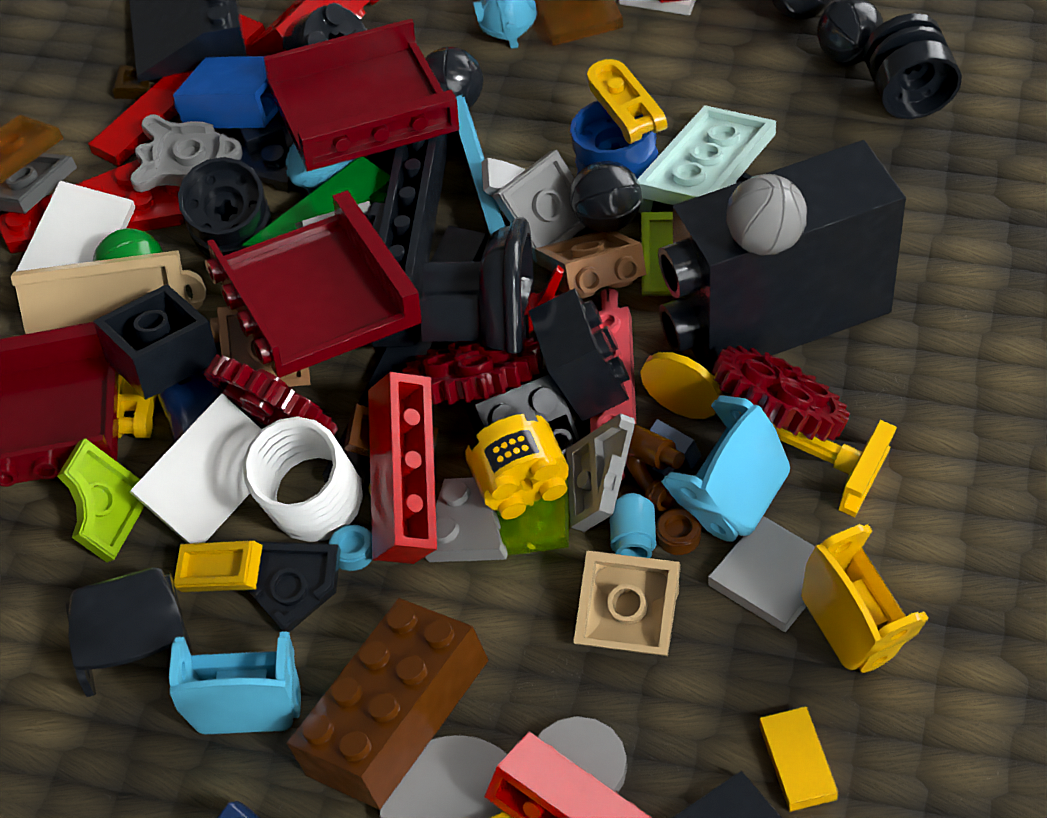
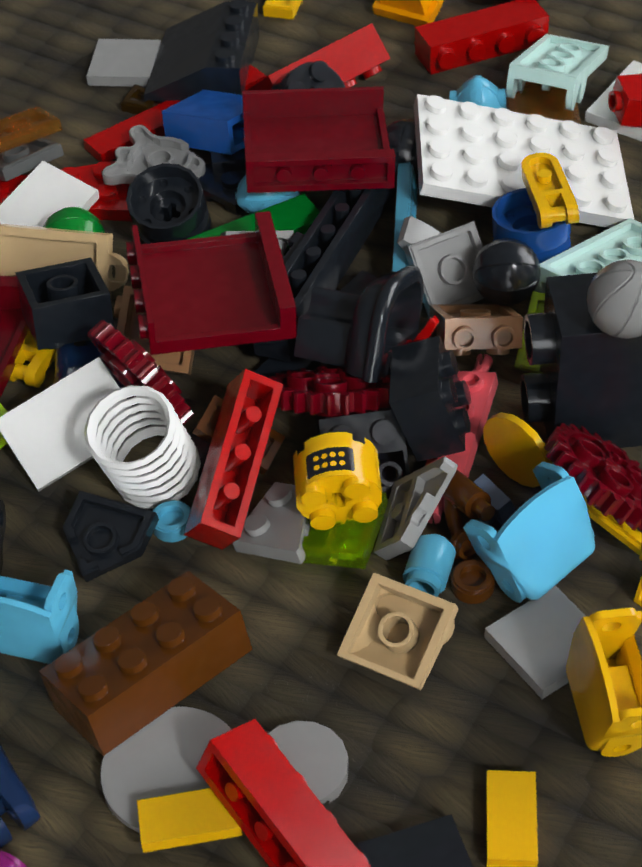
camera: 15 degrees right, 5 degrees down
(96, 41) = (122, 62): none -> light grey tile
(218, 566) = (46, 505): yellow tile -> none
(536, 66) = (478, 151): none -> white plate

